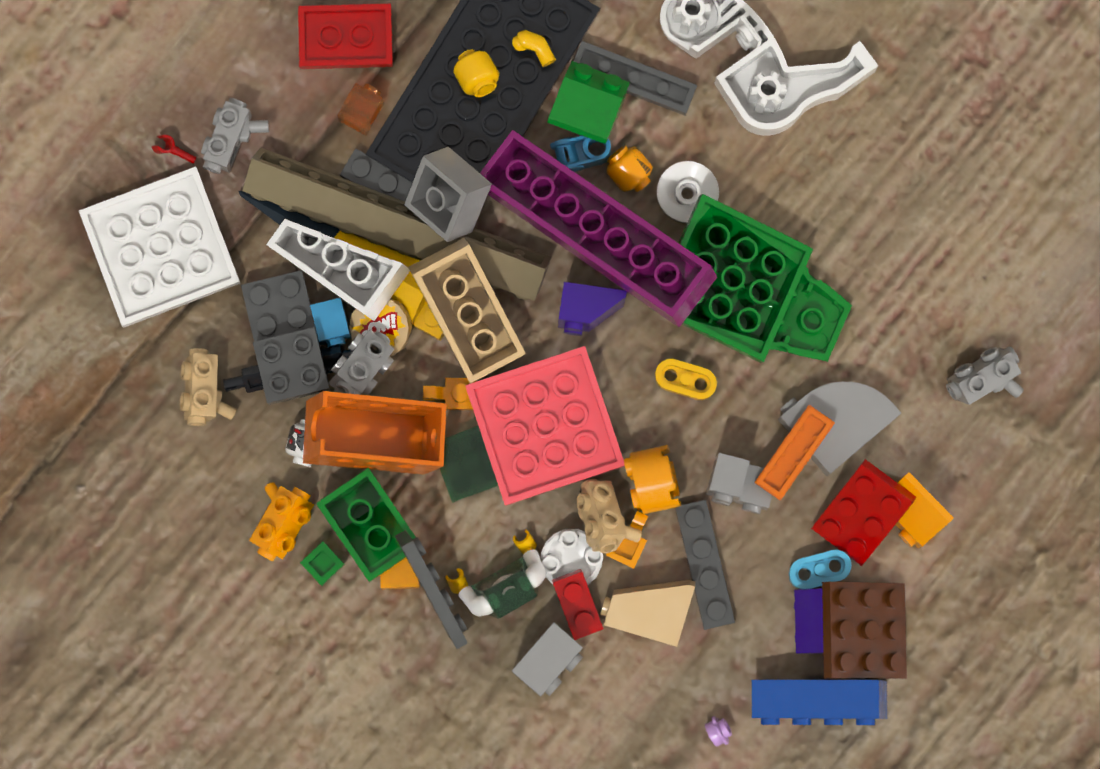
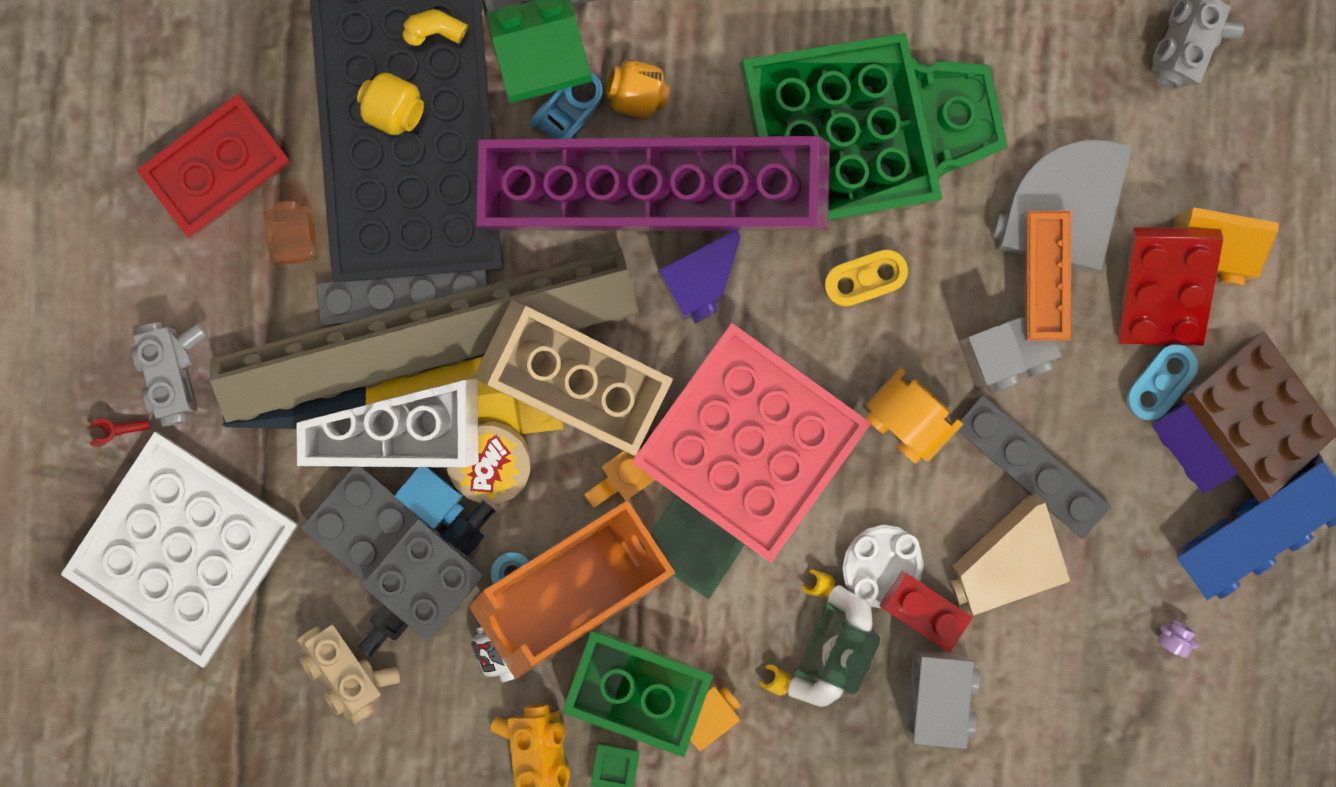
camera: 30 degrees left, 5 degrees up
(368, 356) = (501, 532): light grey brick -> none
(438, 598) = (745, 706): dark grey plate -> none
(447, 194) = (458, 264): light grey brick -> none
(602, 517) = (886, 497): tan brick -> none
(628, 550) = (934, 505): light orange plate -> none
(680, 177) = (701, 53): white dish -> none

